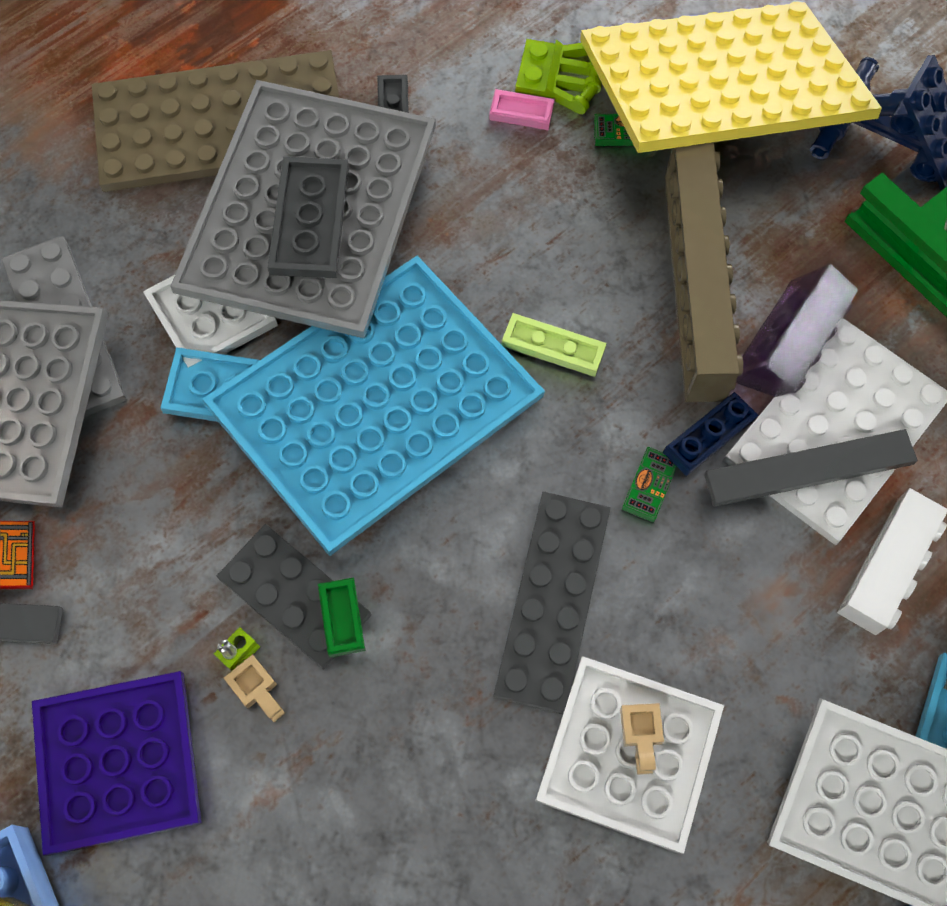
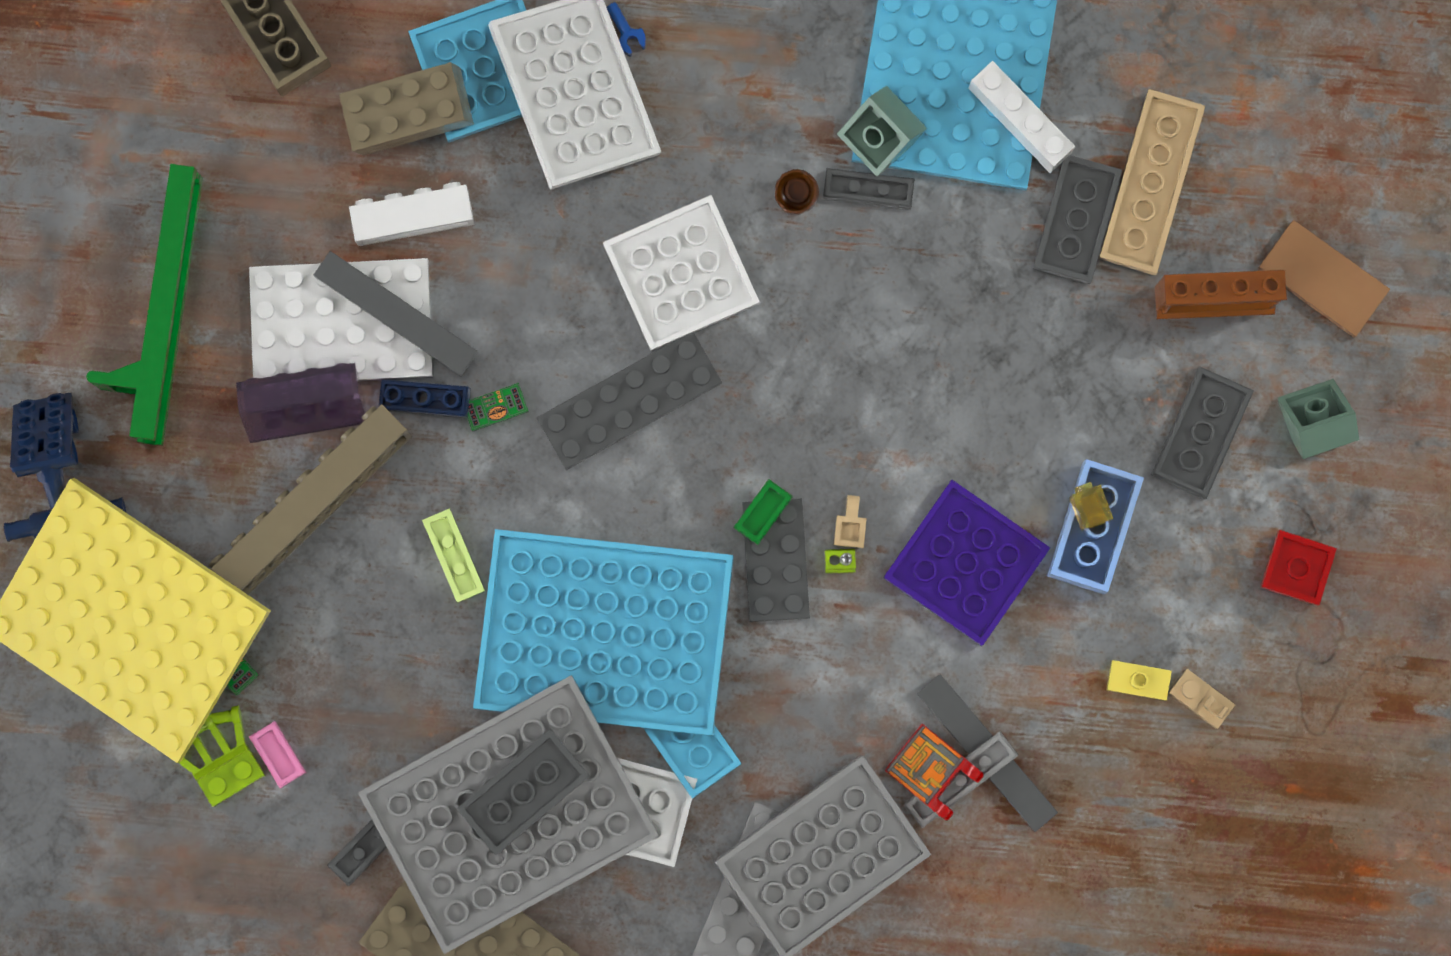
camera: 135 degrees left, 15 degrees up
(642, 729) = (663, 275): tan plate -> none

